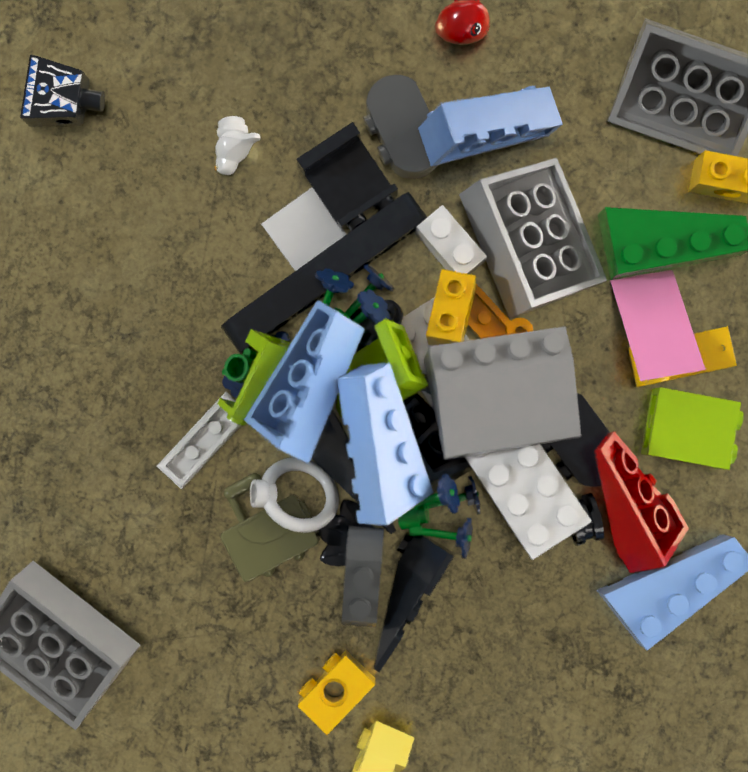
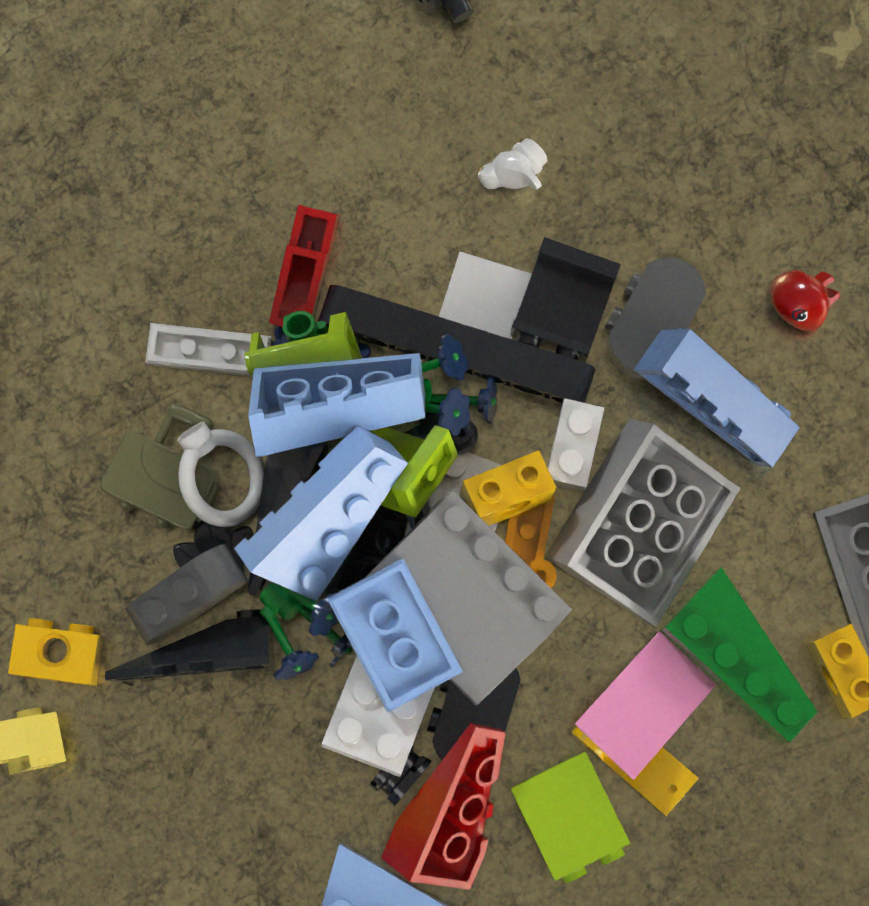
camera: 55 degrees right, 5 degrees down
(193, 333) = (304, 263): none -> red slope
(498, 457) = (394, 635): none -> light blue tile

